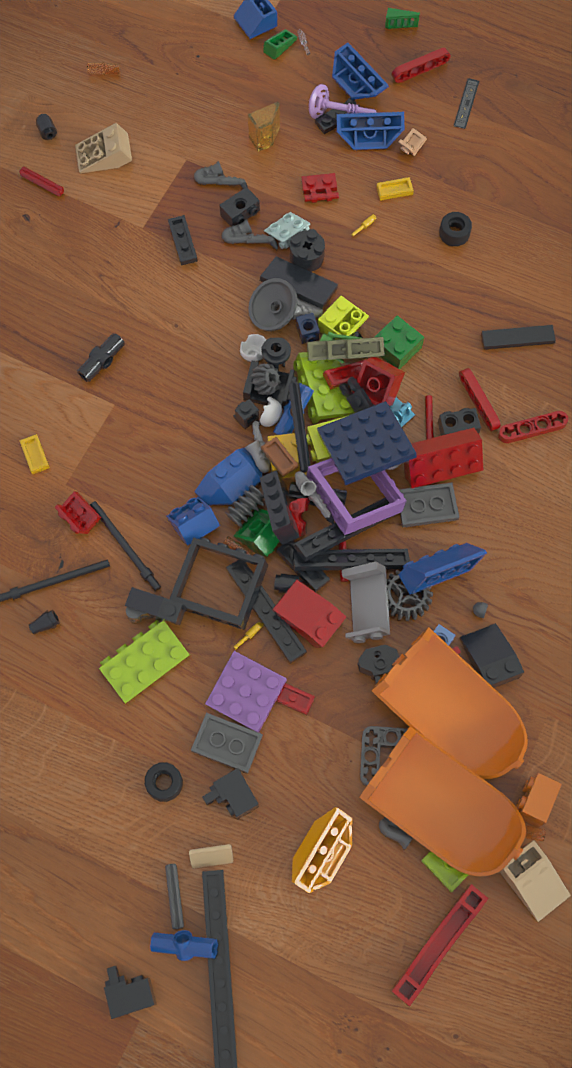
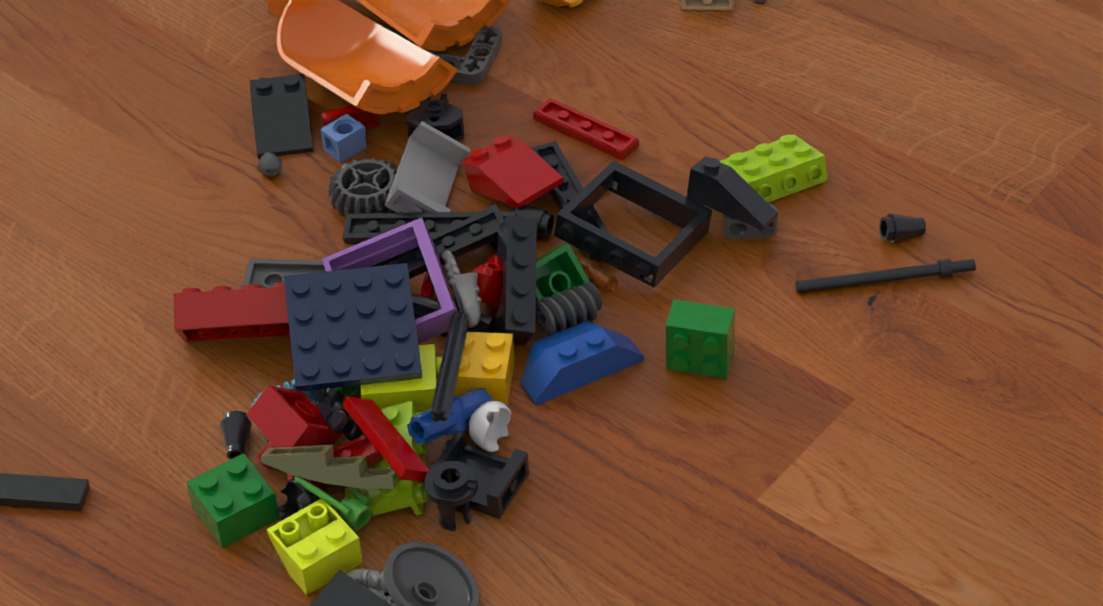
camera: 165 degrees left, 25 degrees down
(34, 454) = (904, 442): yellow tile -> none
(78, 514) = (838, 341): red bracket -> none
(100, 357) = (768, 562): black piece -> none
(146, 573) = (741, 266): black bar -> none
(157, 770) = (754, 57): black tyre -> none
(158, 489) = (700, 338): none -> green brick
(193, 520) = (647, 308): blue slope -> none
(227, 743) = (663, 83): dark grey plate -> none
(235, 791) = (666, 39): black hinge -> none
(244, 412) = (531, 433): black brick -> none
(246, 691) = (624, 124): medium lavender plate -> none
(251, 348) = (488, 528): white hair -> none
(254, 449) = (525, 371): light grey piece -> none
(265, 379) = (487, 459): dark grey gear -> none
(279, 457) = (495, 337): dark orange tile -> none
(307, 322) = (378, 545): dark blue brick -> none
(321, 376) = (386, 439): none -> red tile
(415, 390) = (236, 432): none -> black cone
(429, 417) = (239, 380): red bar -> none
(440, 567) = (303, 182): blue slope -> none
(457, 420) = (189, 372): black brick -> none
(479, 399) = (138, 405): red beam -> none
(531, 423) = (74, 358): red beam -> none

